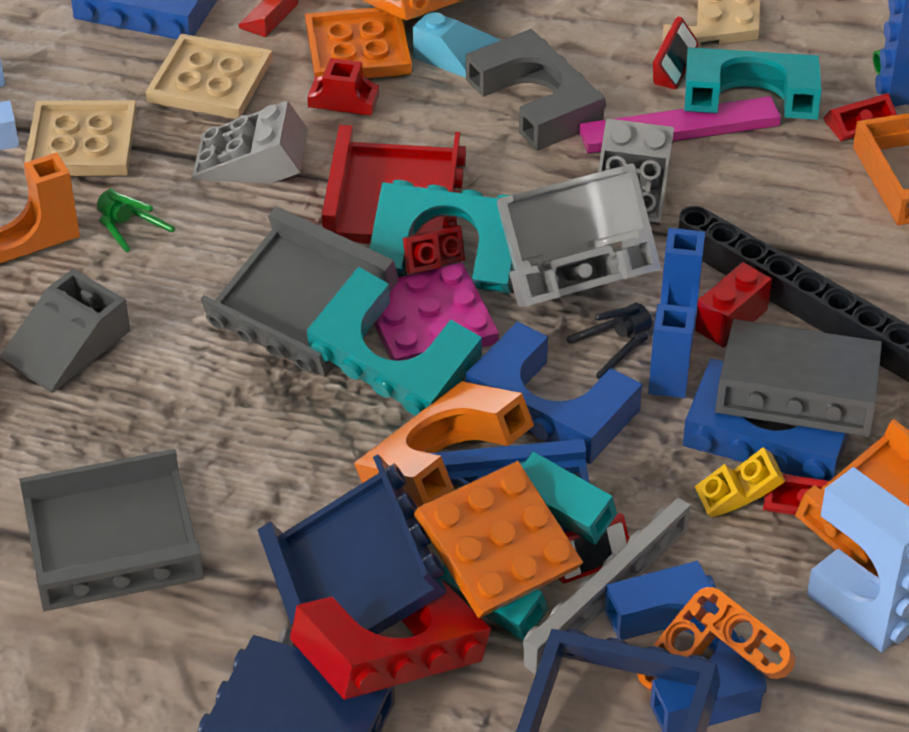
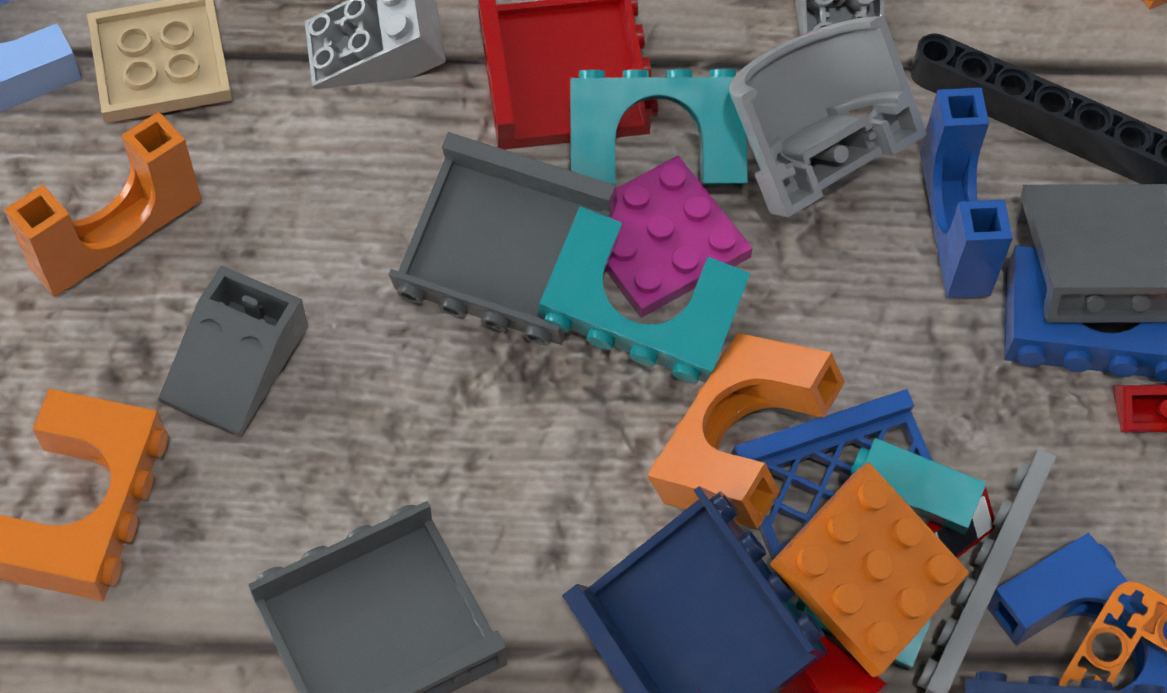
camera: 15 degrees left, 15 degrees up
(119, 208) = (239, 154): green plant -> none
(433, 248) = (644, 146): red slope -> none
(591, 417) = (875, 365): blue arch -> none
(627, 322) = (895, 207): black plant -> none
(734, 488) = (1093, 408): yellow slope -> none
(737, 296) = (1012, 157): red brick -> none

